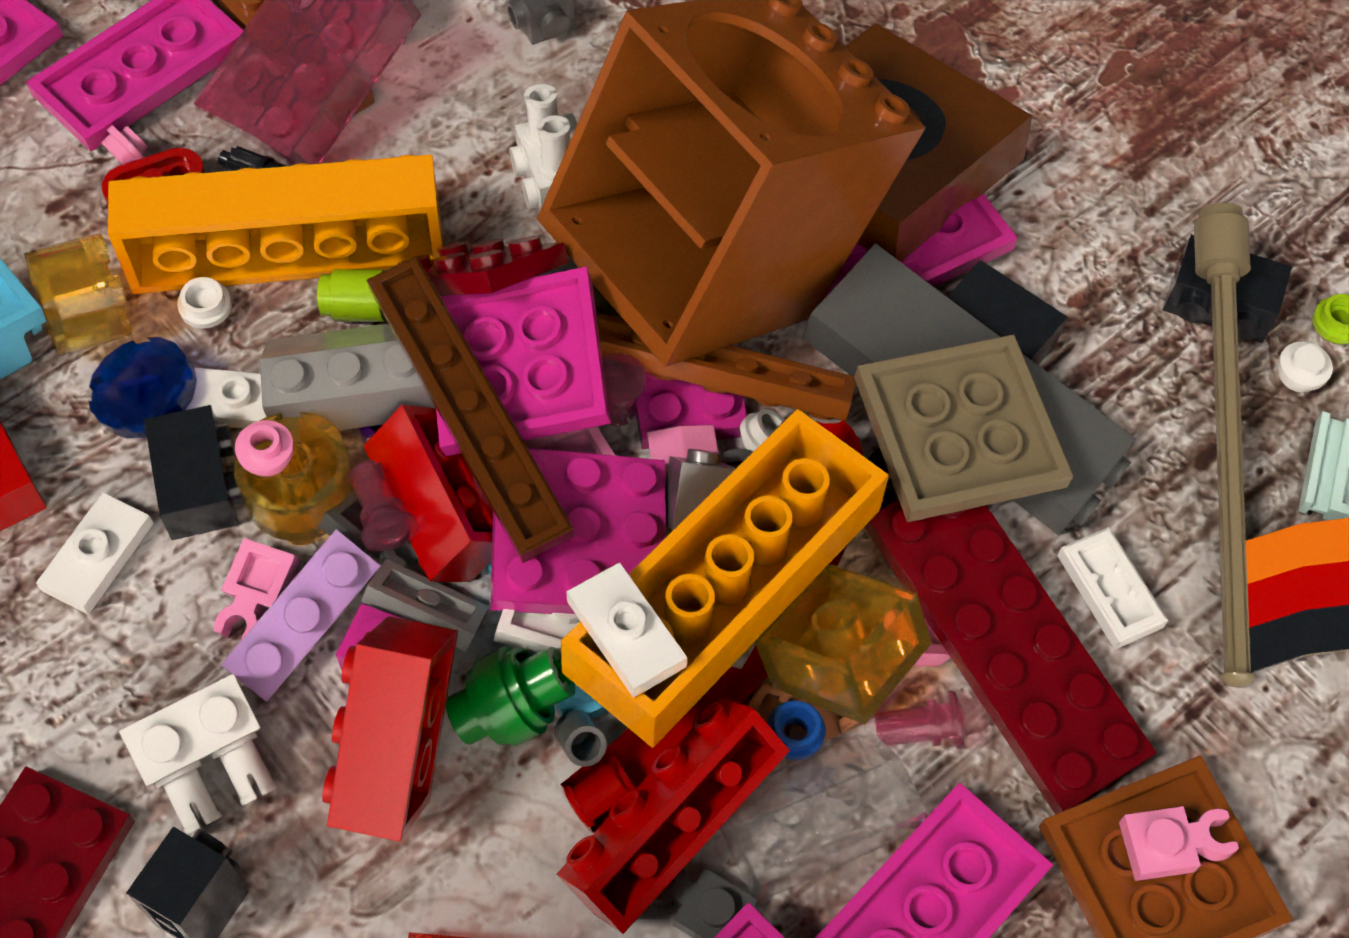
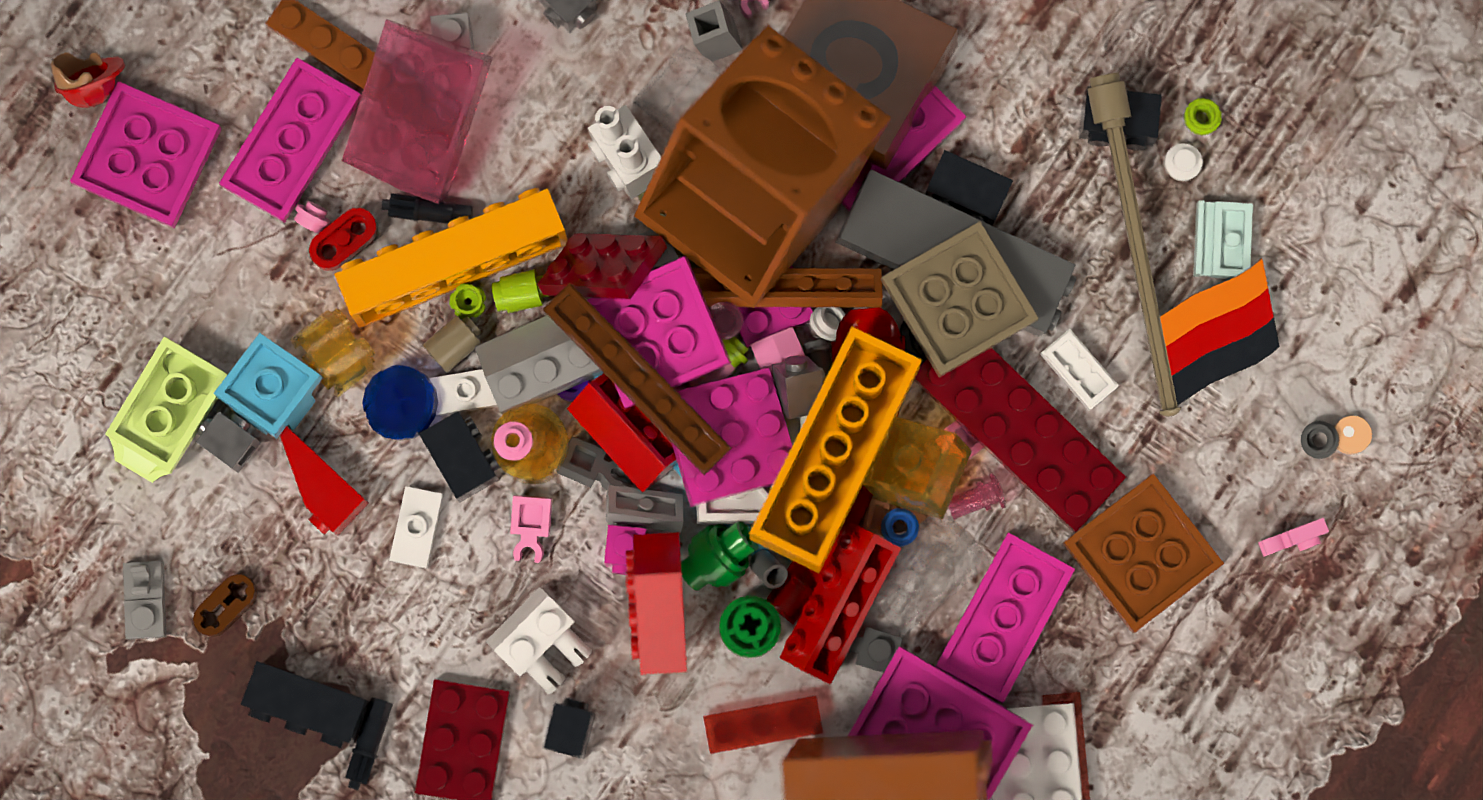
camera: 15 degrees left, 20 degrees up
(204, 303) = (415, 325): white plate -> none
(242, 331) = (453, 342): none -> dark tan brick
(282, 281) = (458, 298): none -> lime plate
(300, 615) = (568, 537): lavender plate -> none
(382, 514) = (595, 453): clear pink pin -> none
(523, 809) = (759, 612): none -> green piece
(622, 435) = (735, 351): none -> lime plate
(626, 629) = (788, 516): white plate -> none
(1167, 845) = (1140, 537): bright pink plate -> none

